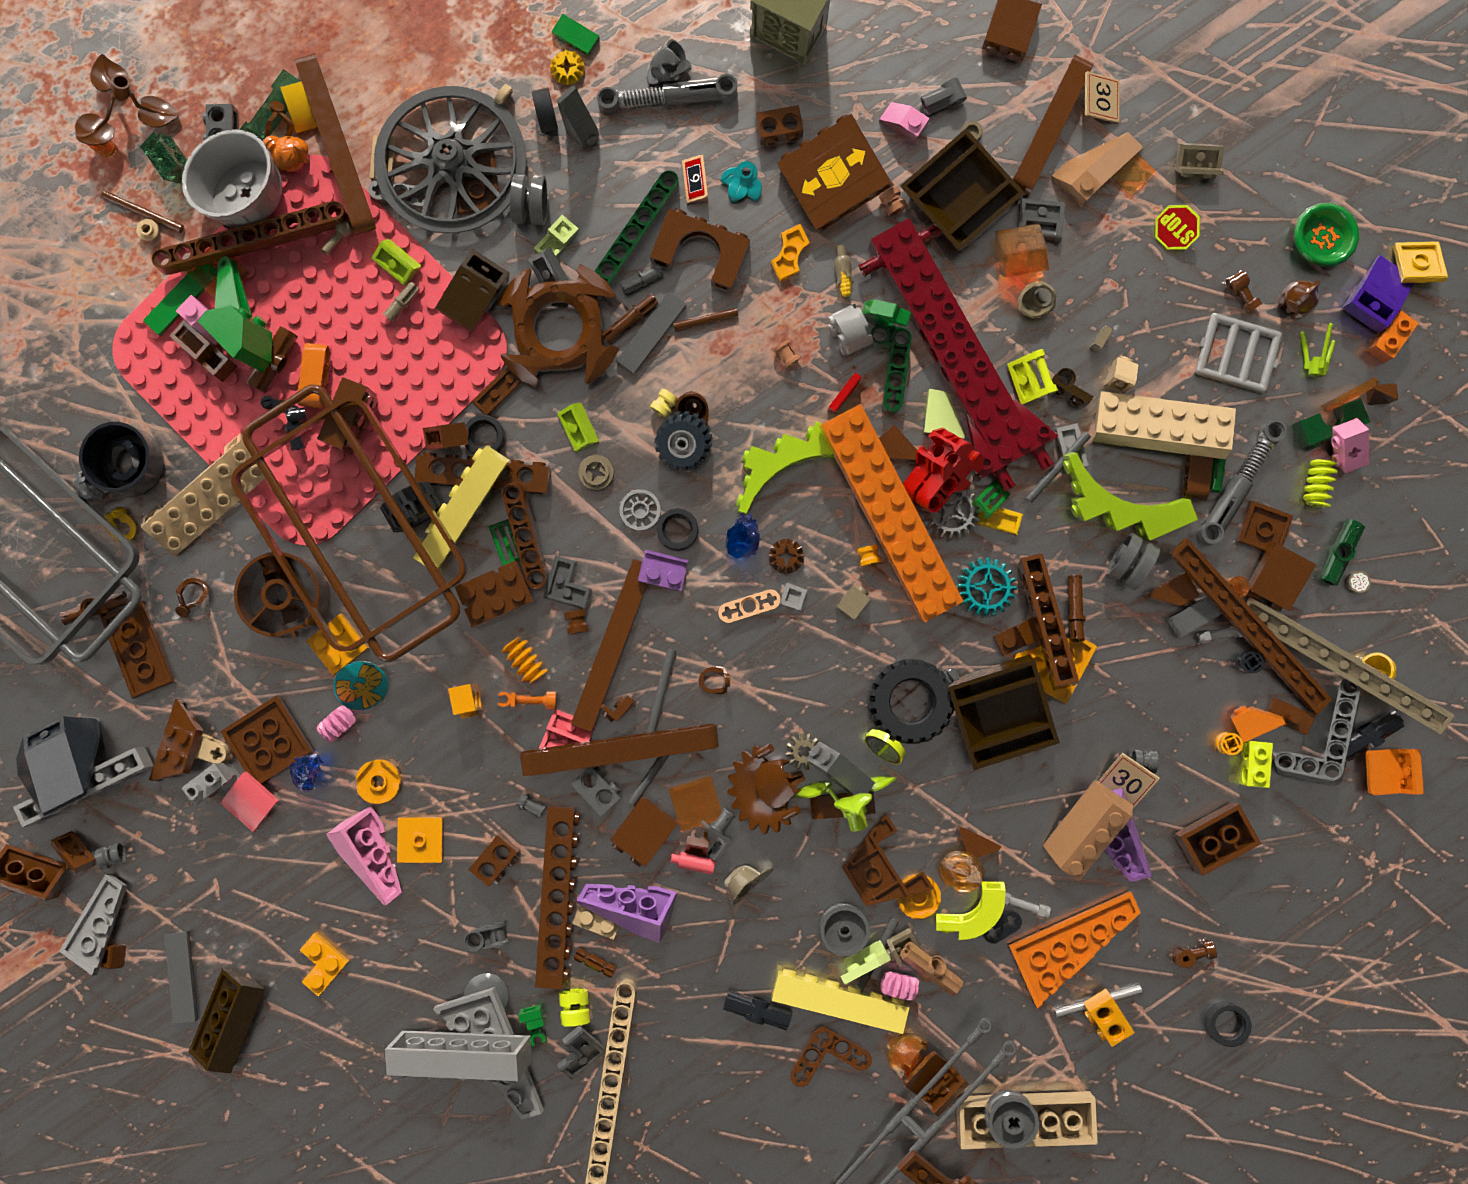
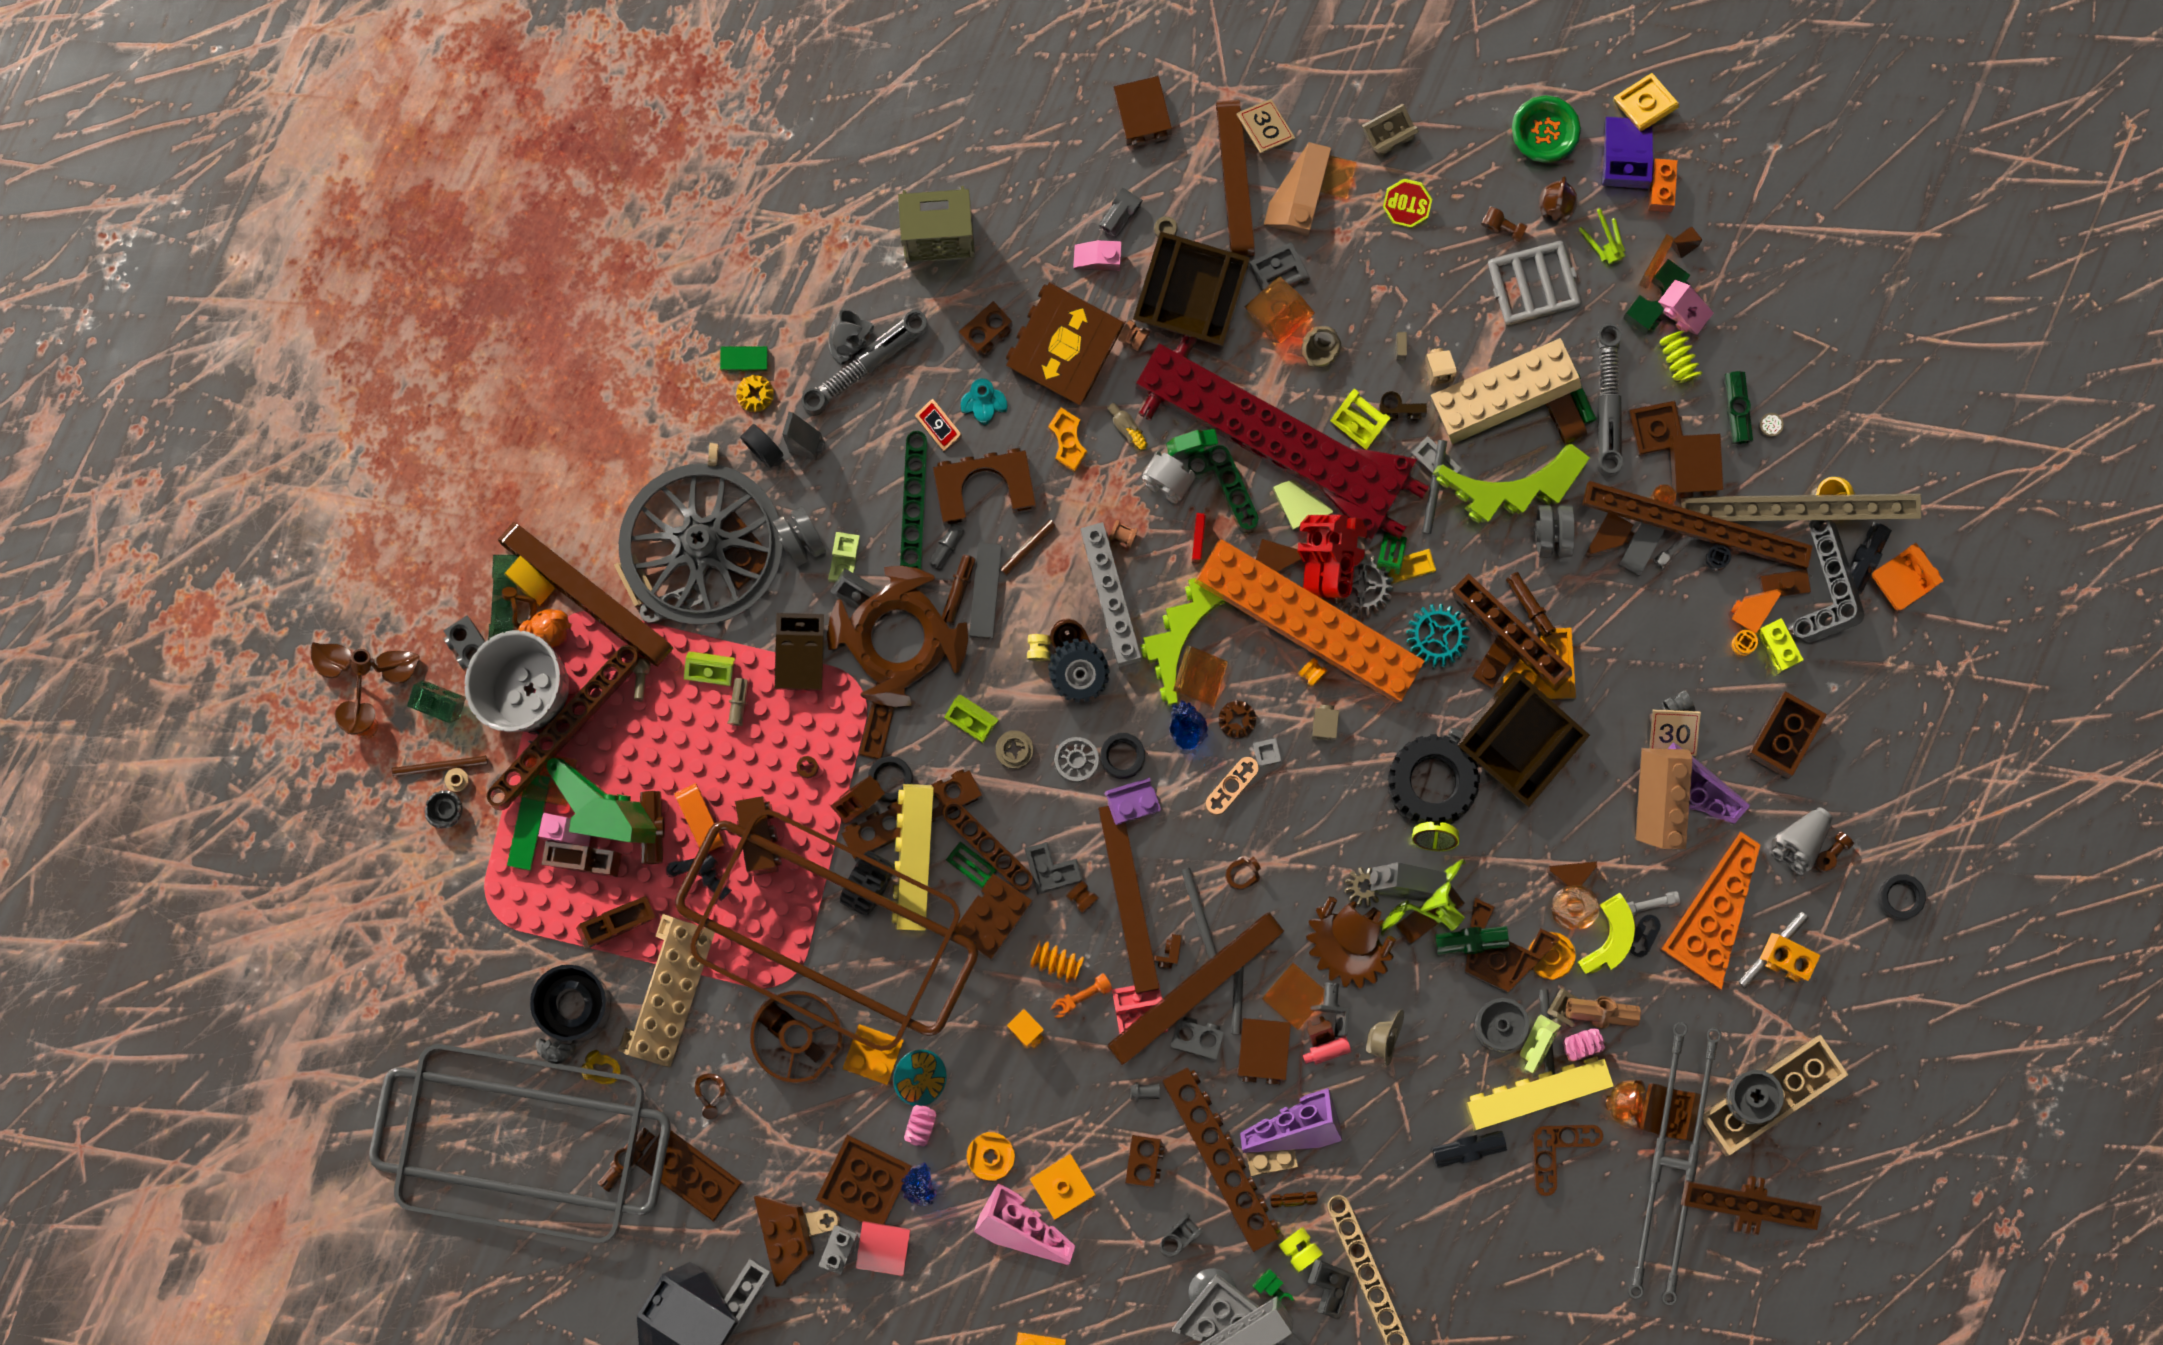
camera: 30 degrees left, 5 degrees down
(121, 246) = (443, 809): none -> dark grey hair
(198, 416) = (615, 922): none -> reddish brown slope
(429, 392) = (804, 774): none -> reddish brown bush
(746, 395) = (1110, 594): none -> light grey brick
(777, 503) = (1200, 676): none -> clear orange tile
(862, 848) = (1472, 940): none -> dark green piece
(1177, 931) = (1803, 840): none -> light grey cone

